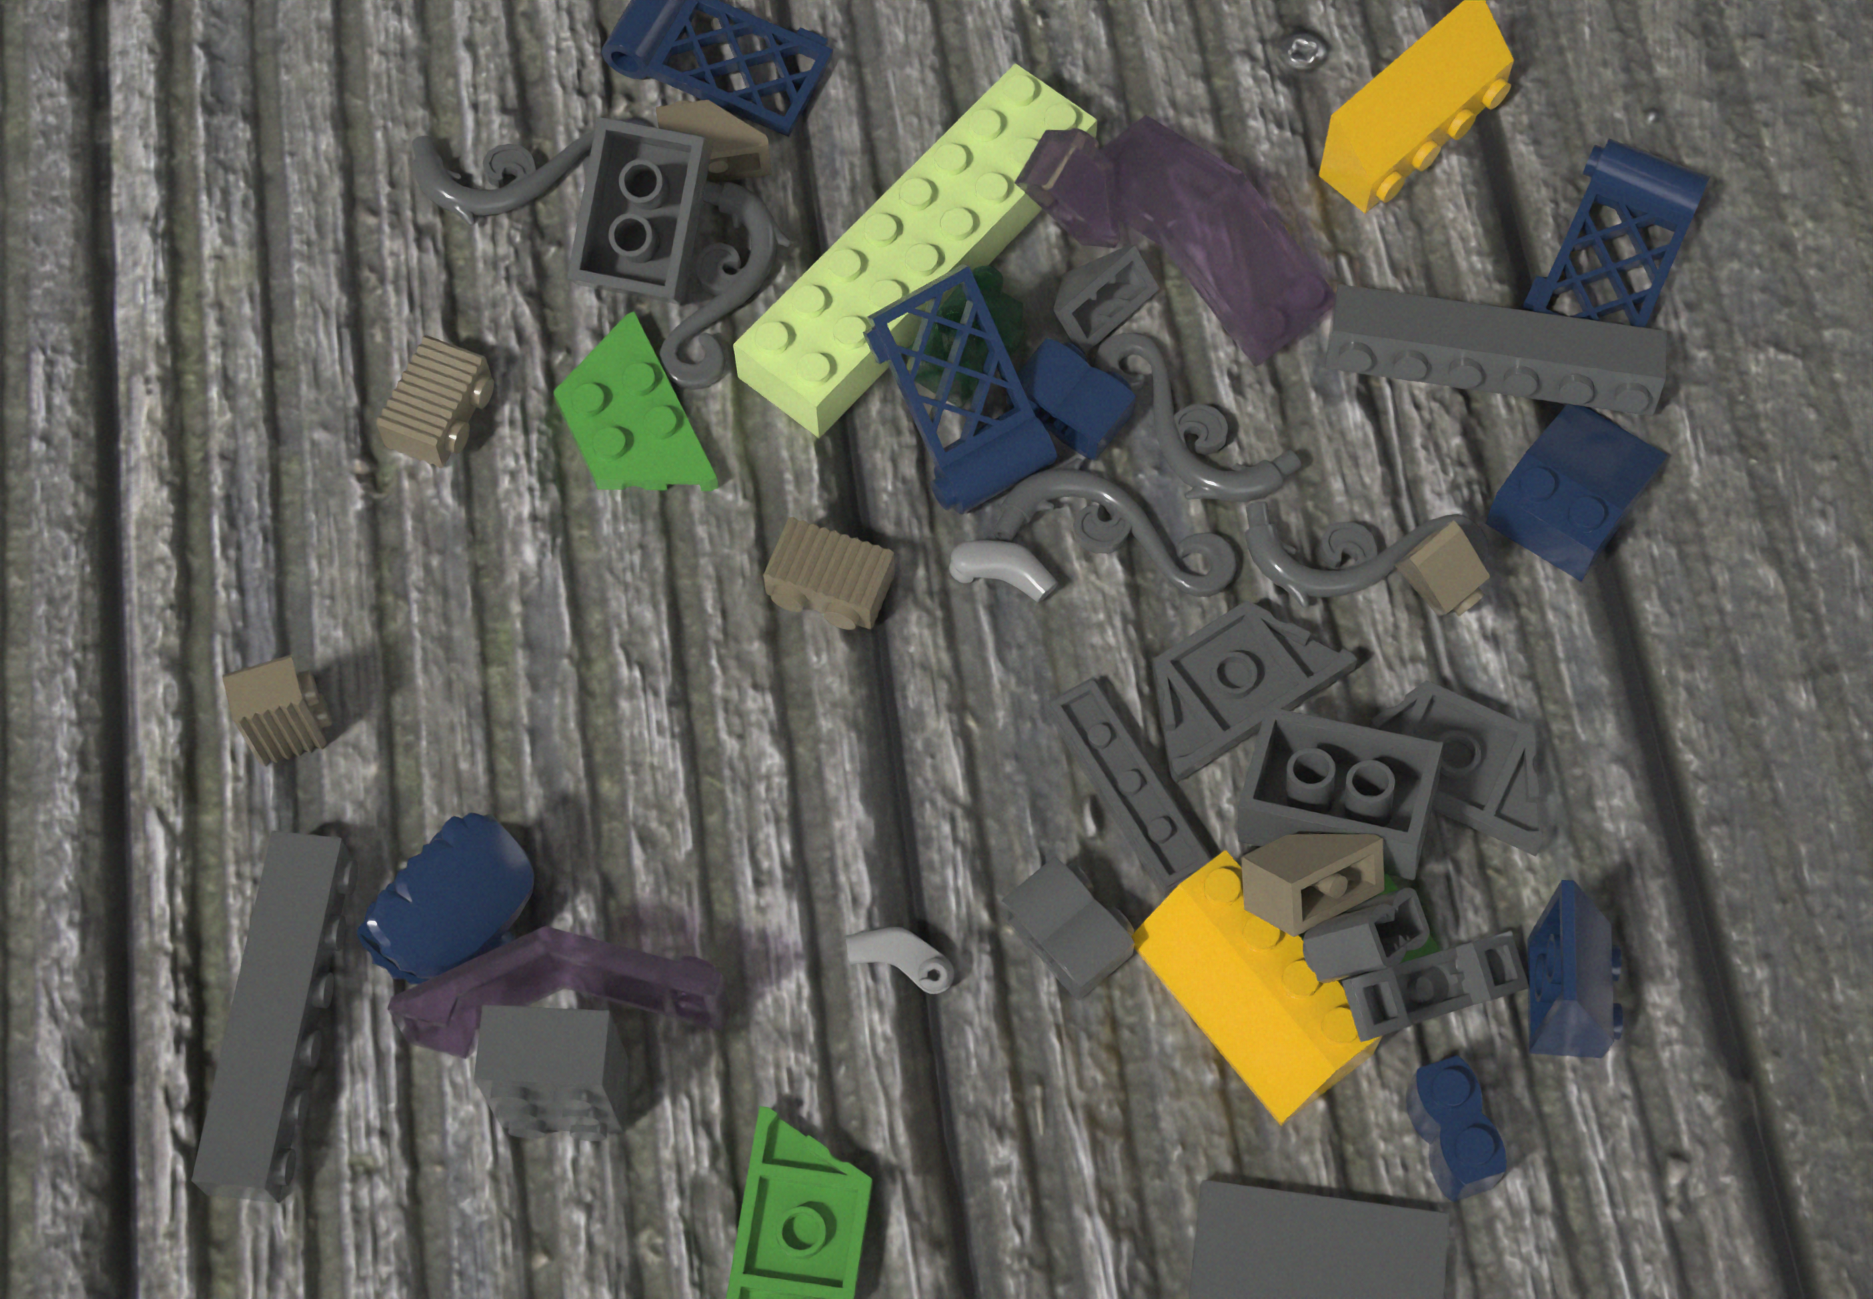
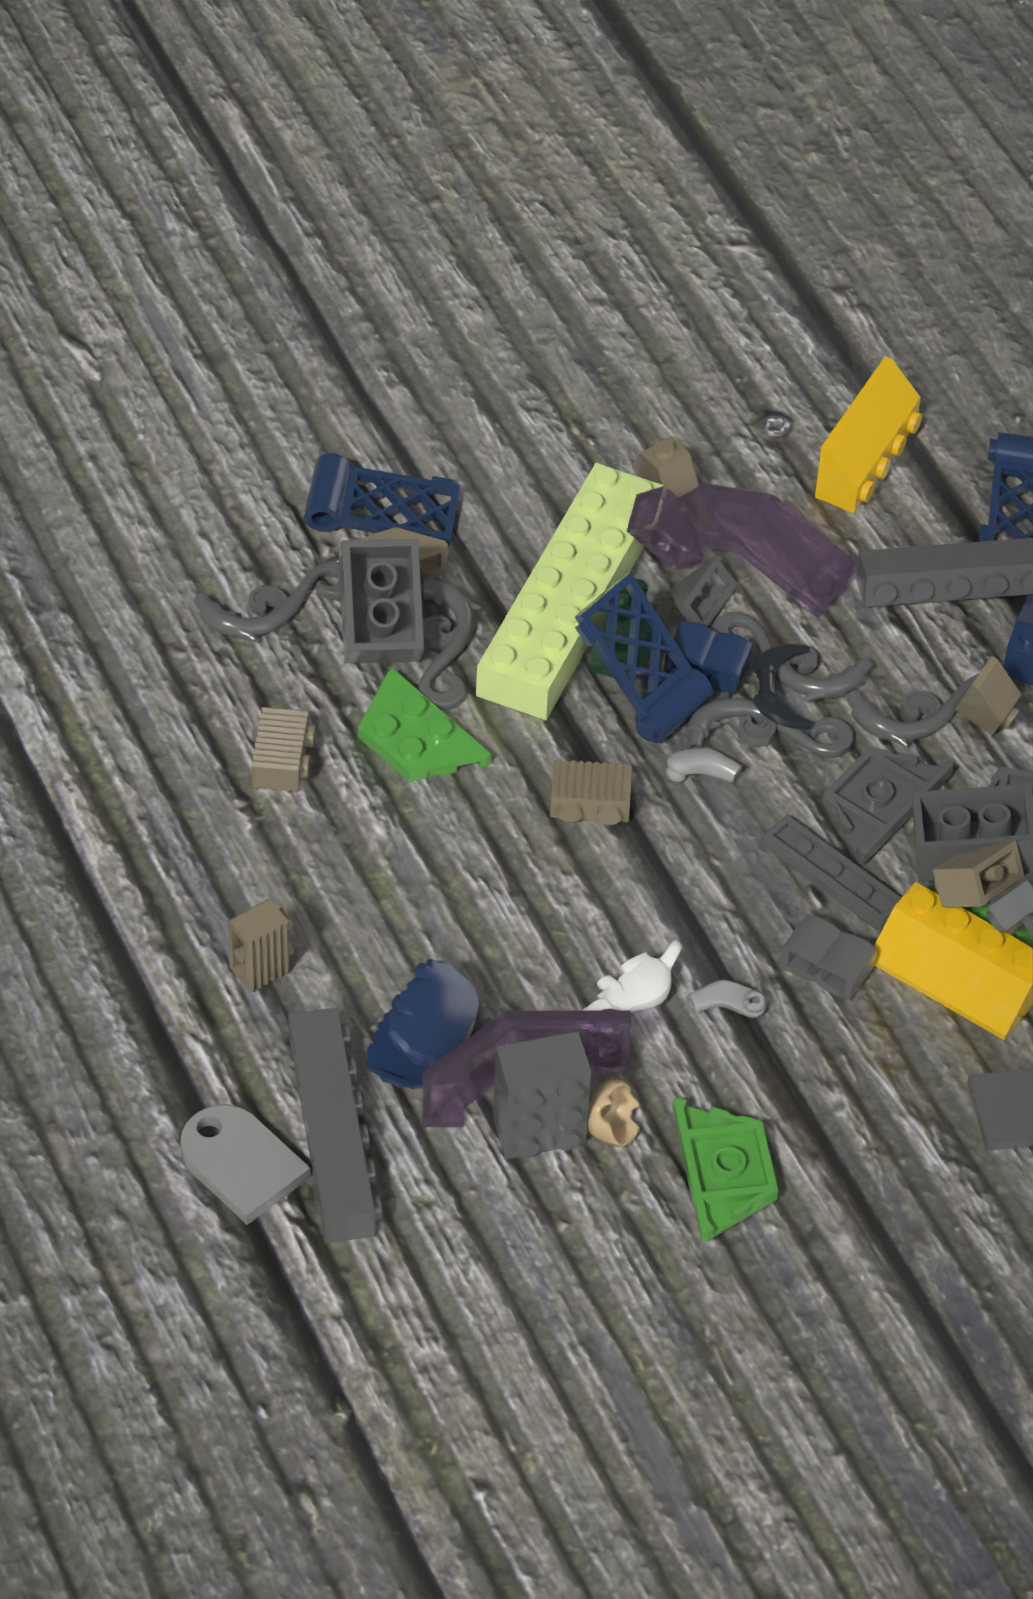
camera: 20 degrees left, 15 degrees down
(141, 1040) = (243, 1162): none -> light grey tile
(663, 1109) = (611, 1113): none -> tan hair
(784, 908) = (642, 985): none -> white animal
(1116, 95) = (668, 465): none -> dark tan slope
(1127, 489) = (766, 700): none -> black piece

